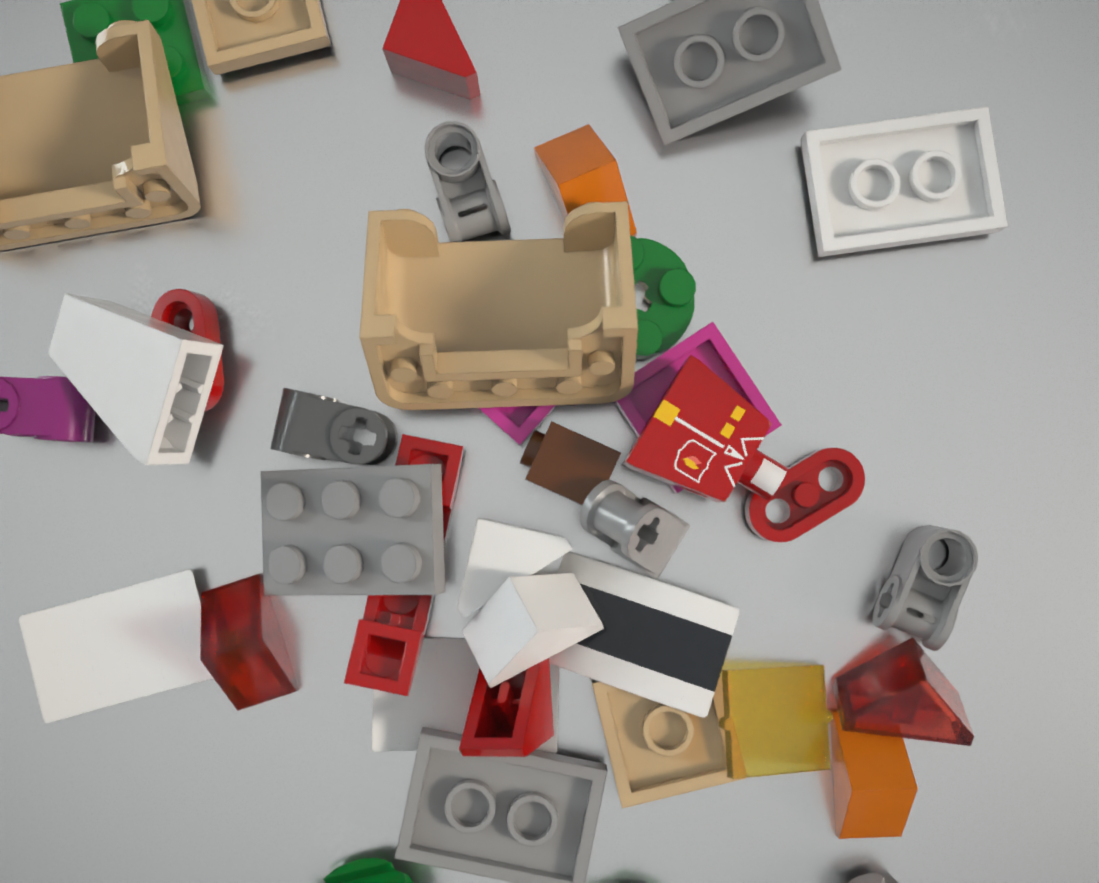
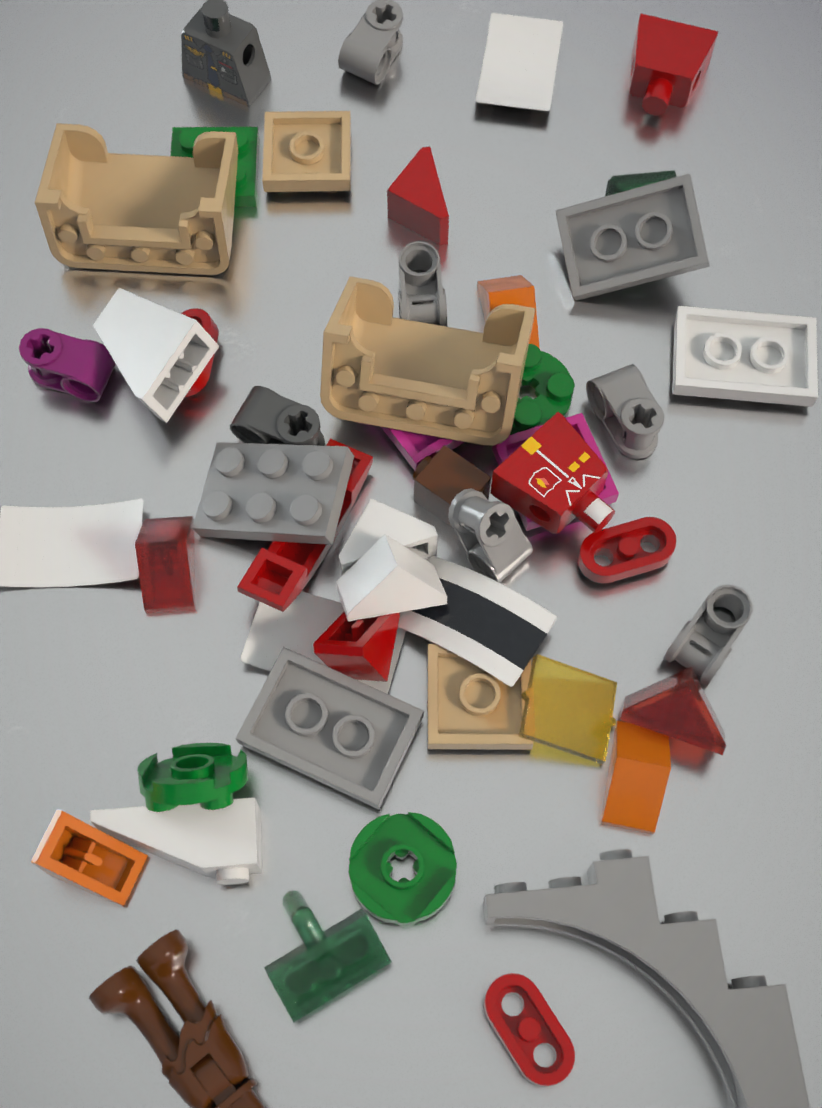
camera: 10 degrees right, 20 degrees down
(763, 292) = (627, 410): none -> light grey piece

